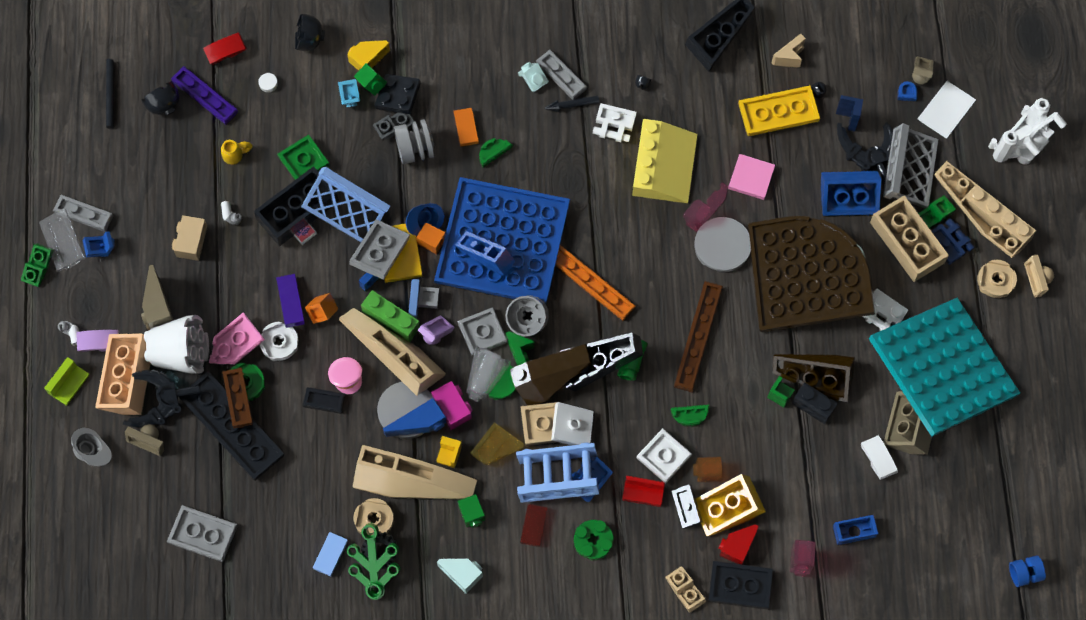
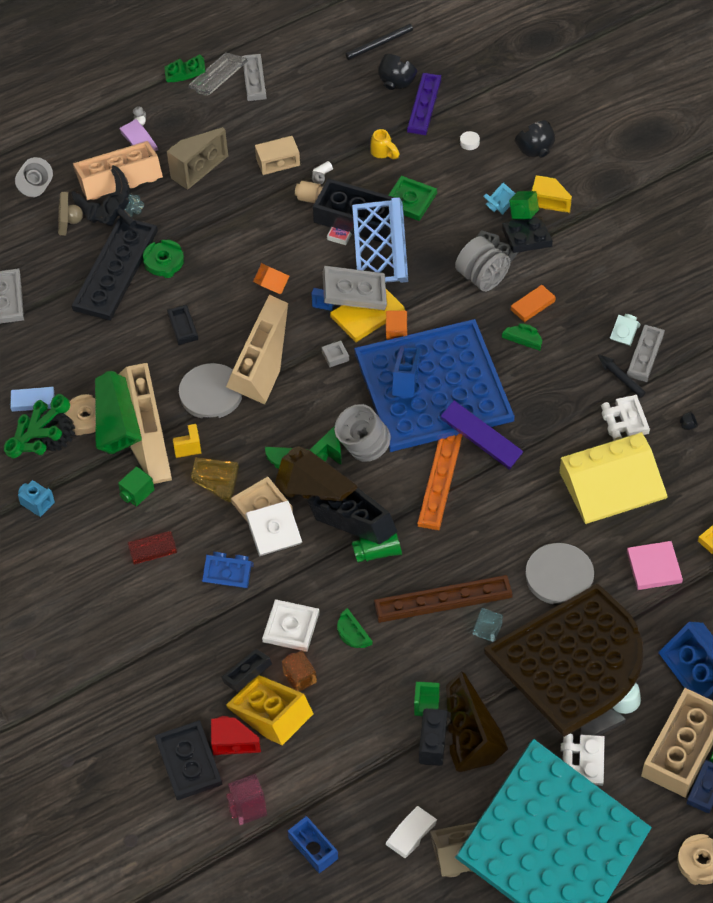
camera: 65 degrees right, 15 degrees down
(66, 381) = (89, 137): lime panel -> none
(98, 245) = (228, 98): blue bracket -> none
(178, 345) = (166, 191): white cone -> none
(225, 47) = (478, 92): red slope -> none
(235, 341) = (199, 232): bright pink tile -> none
(237, 398) = (140, 254): reddish brown plate -> none
(248, 232) = (308, 191): none -> tan brick
(279, 352) = (222, 272): white plate -> none
(290, 300) = (262, 252): dark purple tile -> none
(346, 375) = (215, 328): bright pink piece -> none
(390, 316) = (295, 332): bright green brick -> none
(396, 493) = (115, 414): none -> green slope
(414, 297) = (314, 346): medium blue tile -> none
(420, 420) = (204, 401): blue slope -> none
(423, 214) = (406, 299): blue piece -> none
(435, 330) = (303, 371): lavender tile -> none
(443, 594) = (35, 498): none -> dark azure brick
(452, 405) = (235, 421): dark pink brick -> none
(461, 572) = (68, 508): light aqua slope -> none
(482, 331) = (324, 411): light grey tile -> none
(485, 373) = (284, 430): clear cone -> none
(564, 489) = (200, 548): light blue fence -> none
(574, 231) = (481, 435): none -> dark purple tile
(587, 549) = (167, 616): green plate -> none
(643, 491) = (241, 625): red panel -> none
(685, 589) = (157, 713): tan slope -> none
(700, 212) = (577, 526): clear pink piece -> none
(740, 317) = (488, 624): none -> clear light blue slope

